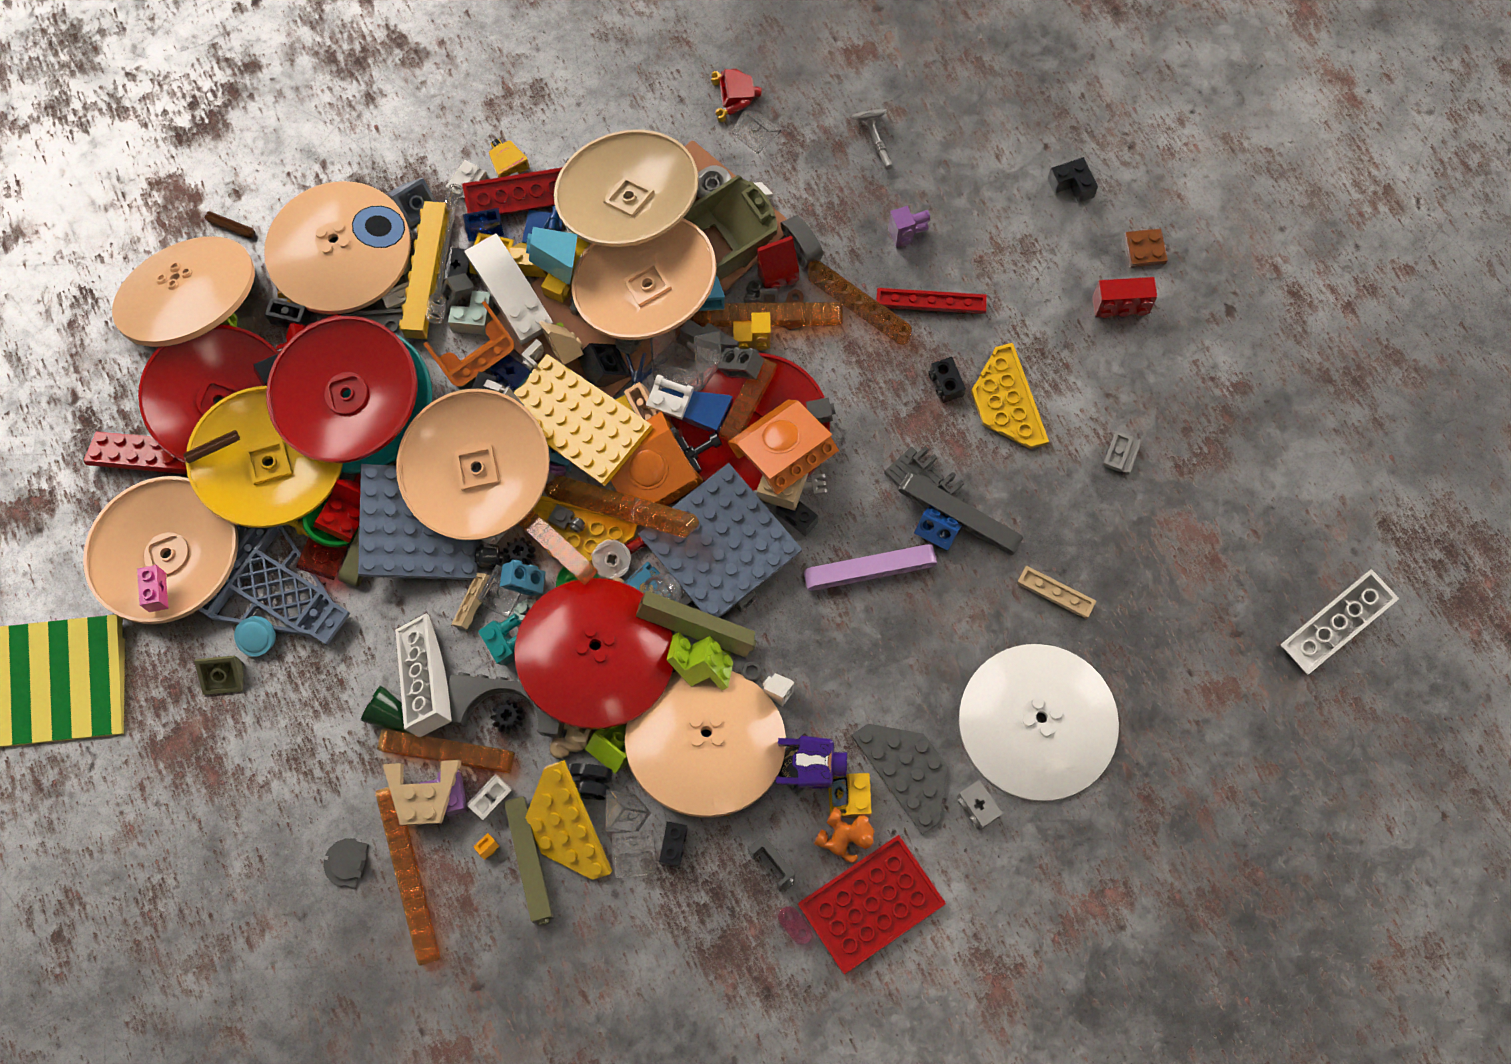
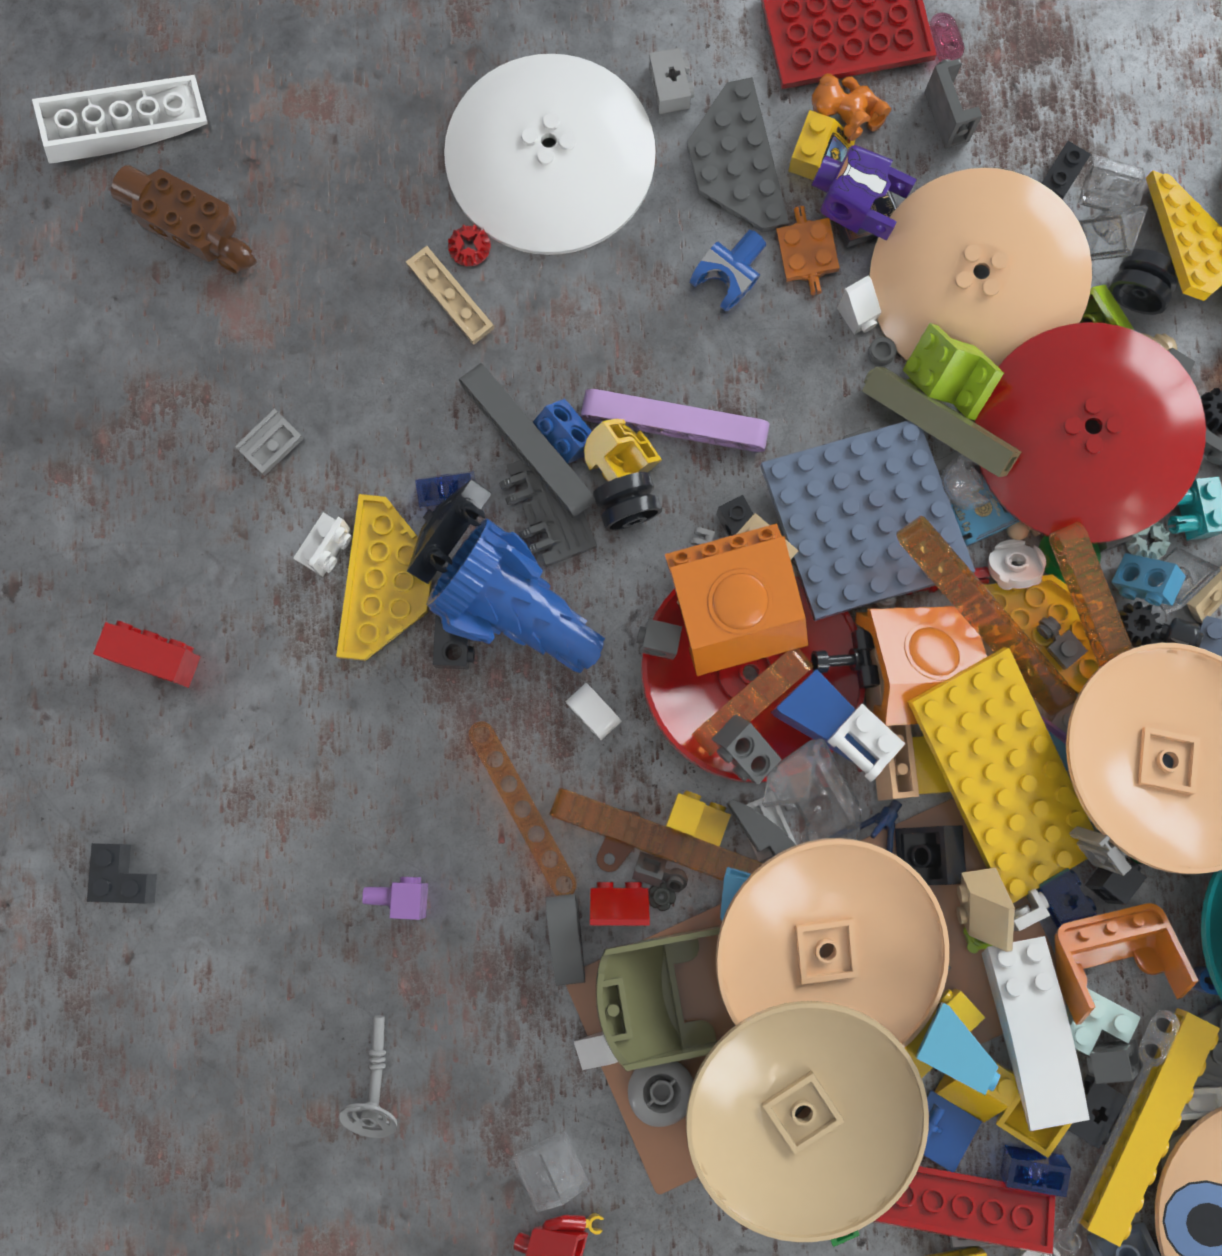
camera: 160 degrees left, 10 degrees up
(831, 720) = (807, 250): none -> orange plate
(842, 372) = (593, 711): none -> white beam
(877, 497) = (627, 501): none -> black wheel
(877, 686) = (731, 267): none -> blue connector
(895, 527) = (619, 450): none -> yellow brick
(932, 300) = (418, 770): red plate -> none
(938, 404) = (500, 590): none -> blue cone
(984, 432) = (445, 528): none -> black connector
(995, 463) = (437, 488): none -> clear blue brick
(1053, 636) = (469, 256): none -> red gear
(1055, 404) = (324, 544): none -> white bracket
(1145, 247) = (74, 729): dark orange plate -> none
(1257, 571) = (183, 216): none -> reddish brown brick

